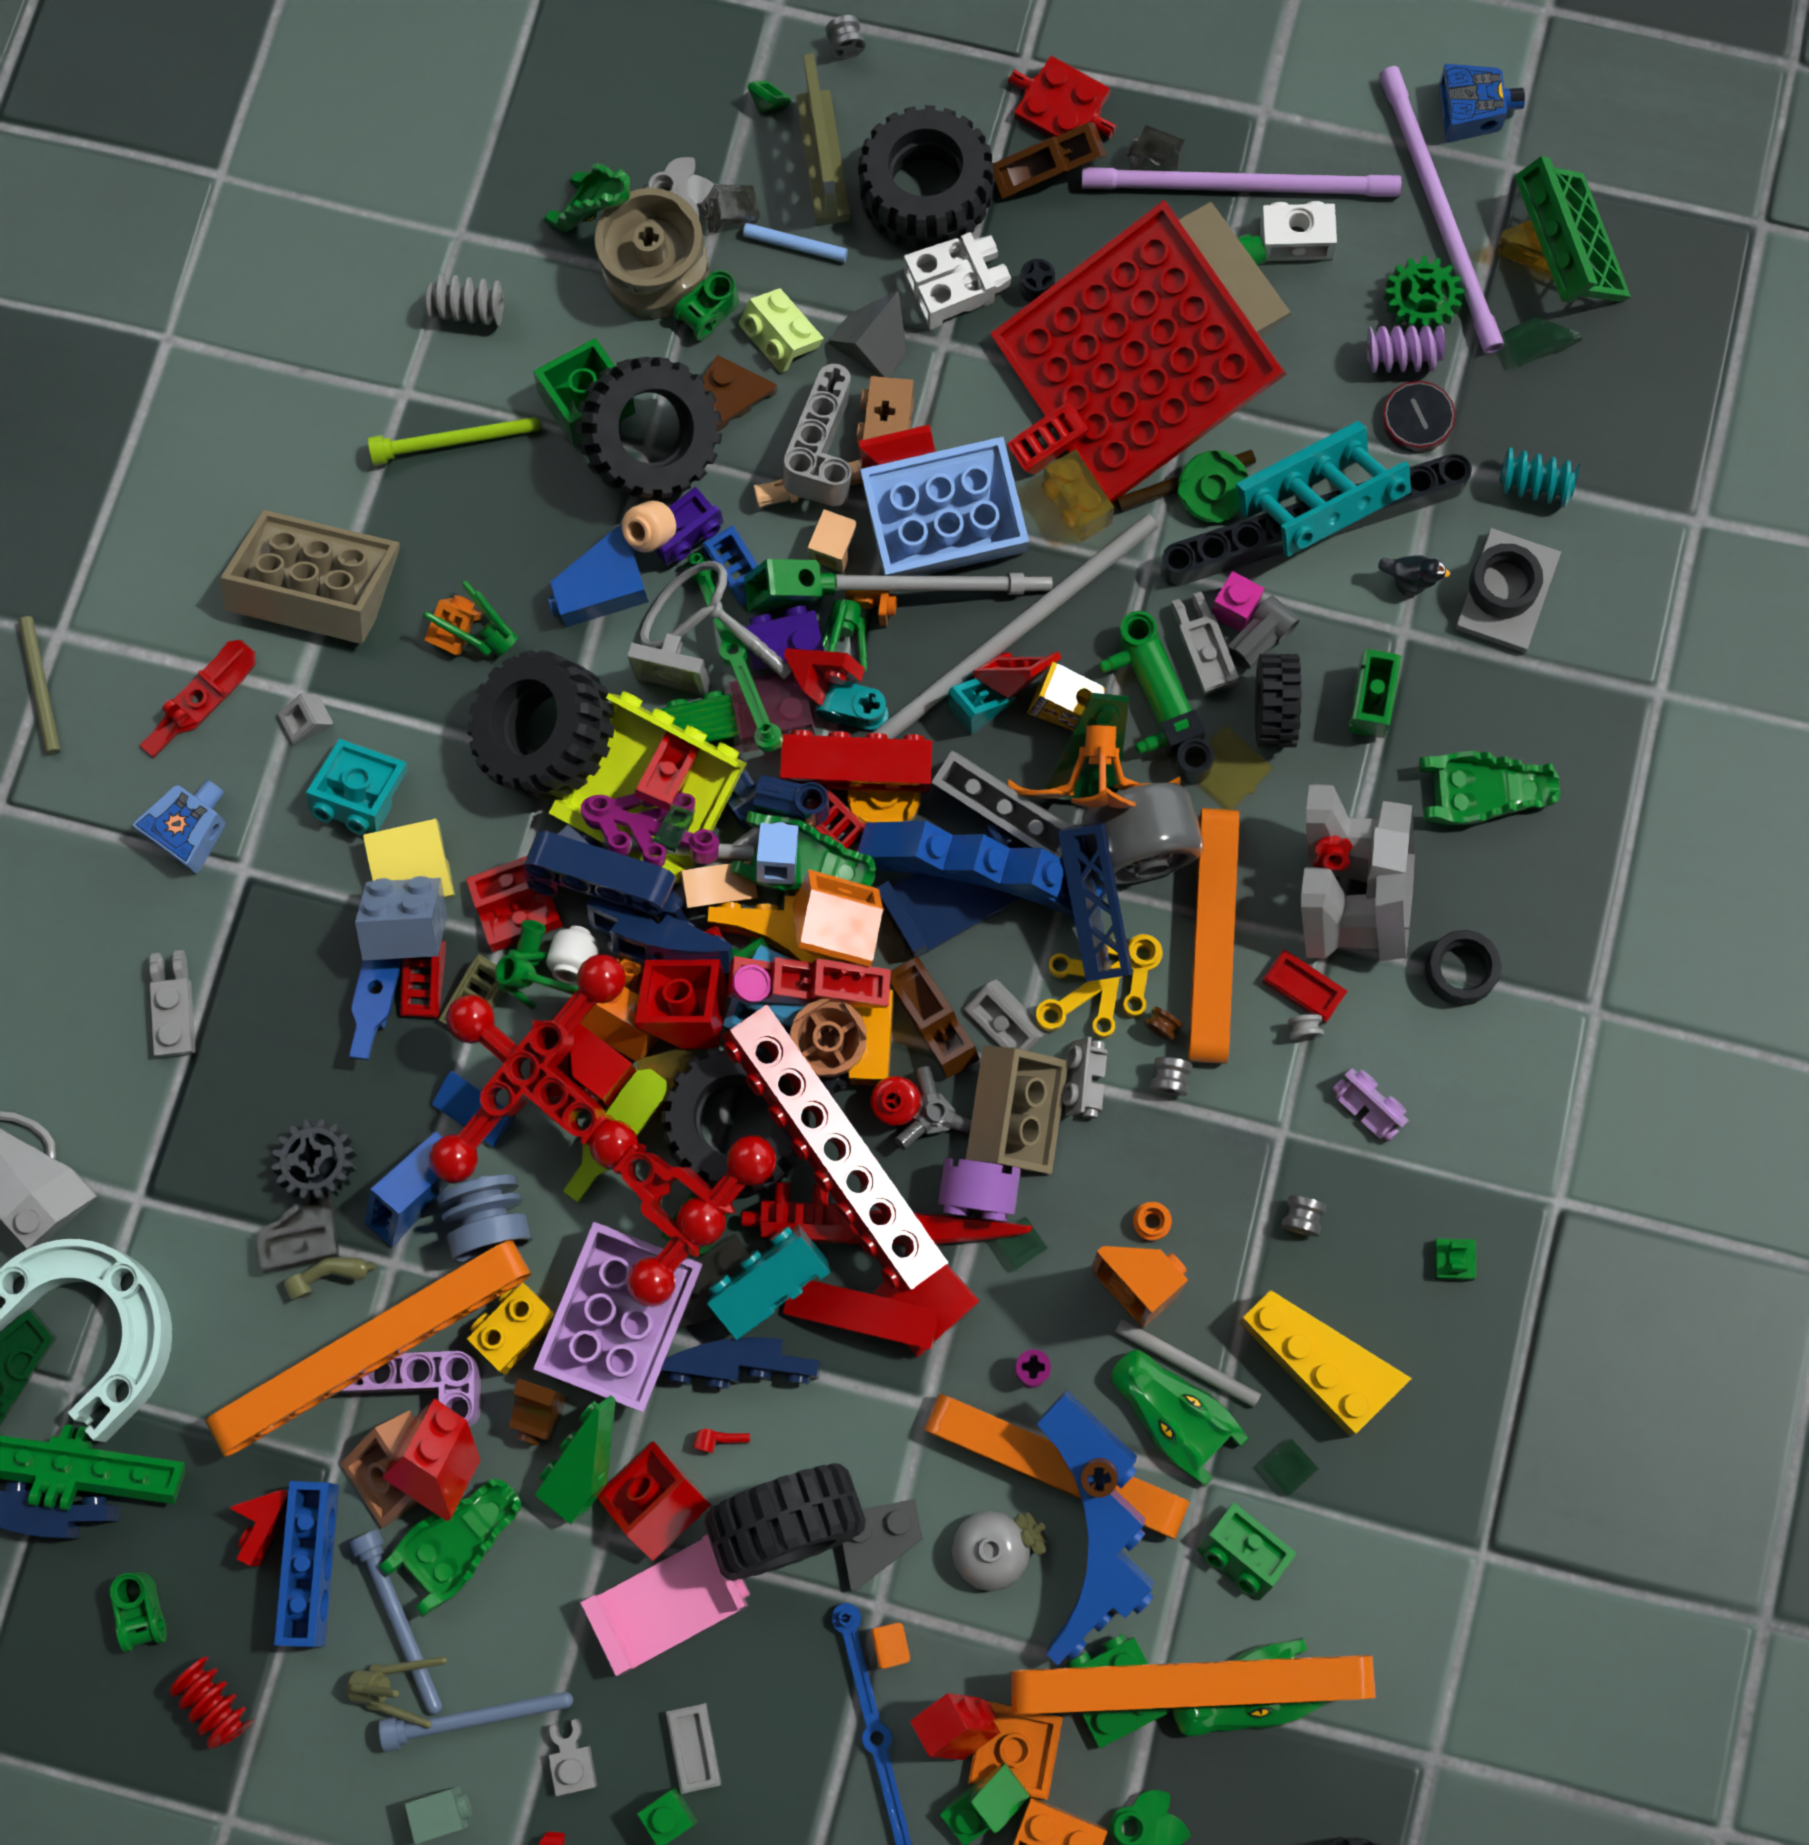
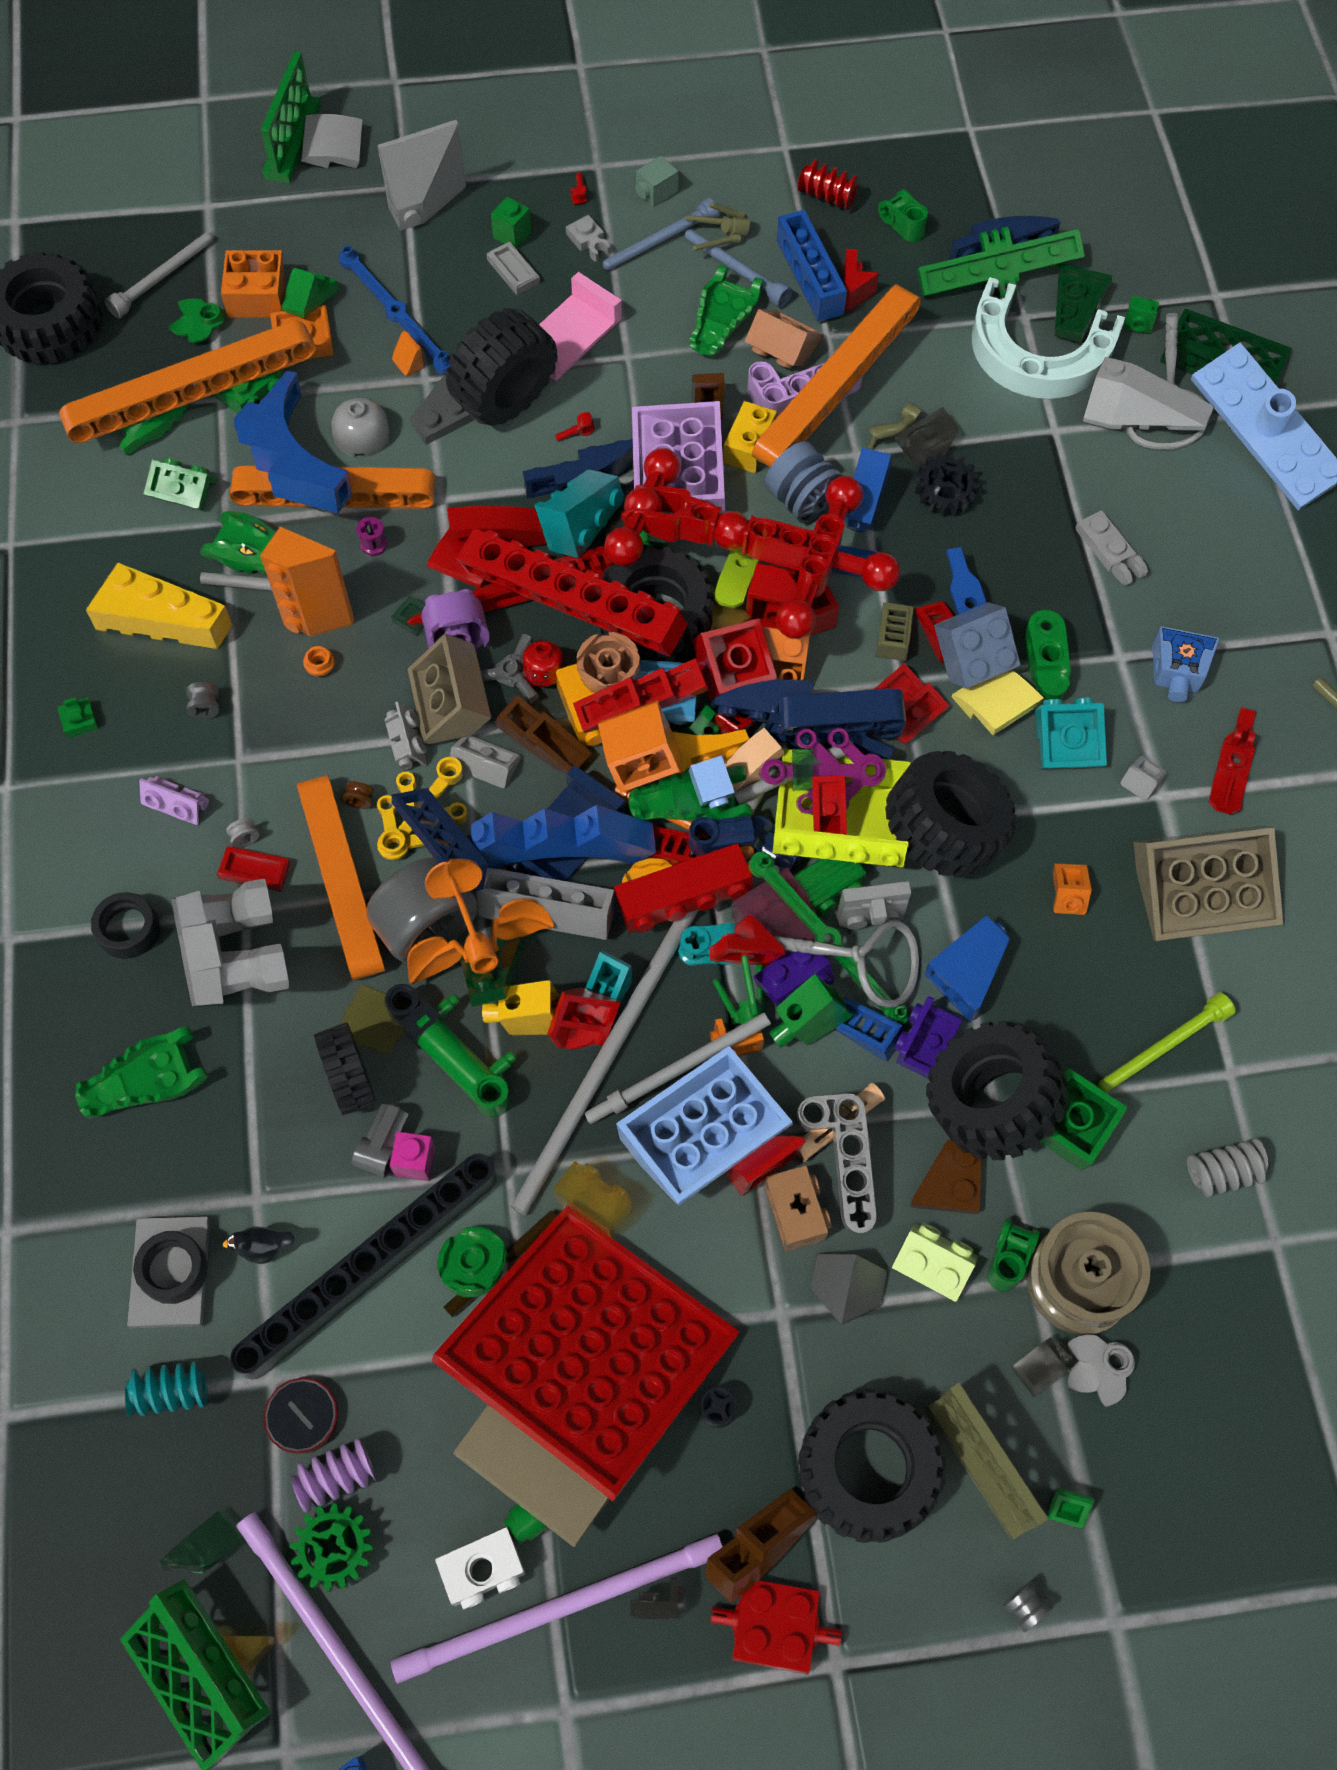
camera: 150 degrees right, 10 degrees down
(335, 860) = (1052, 676): none -> green piece
(435, 1459) = (758, 331): red slope -> none
(495, 634) = (1032, 888): green plant -> none
(517, 972) = (865, 635): green plant -> none
(531, 938) = (873, 670): green pin -> none
(569, 951) = (837, 675): white head -> none
(583, 1468) = (660, 368): green slope -> none
(595, 192) = (1172, 1297): green animal -> none
(648, 526) = (951, 1009): light nougat head -> none
(653, 1501) = (603, 375): red slope -> none
(751, 983) = (683, 671): dark pink piece -> none
(795, 242) = (965, 1358): light blue bar -> none
(832, 540) = (792, 1073): light nougat panel -> none
(954, 277) = (794, 1389): white hips -> none
(955, 1726) = (342, 312): red brick -> none
(1032, 1532) = (335, 445): olive plant -> none
(1041, 428) = (653, 1224): red slope -> none
(1110, 1484) = (290, 453): reddish brown bush -> none
(1171, 1076) = (338, 759): flat silver wheel -> none
(1205, 646) = (429, 1110): light grey hinge -> none
(1290, 1467) = (165, 547): clear green tile -> none
(1312, 465) = (378, 1317): teal fence -> none
(1330, 846) = (253, 938): red plate -> none
(1374, 693) = (262, 1116): green brick -> none

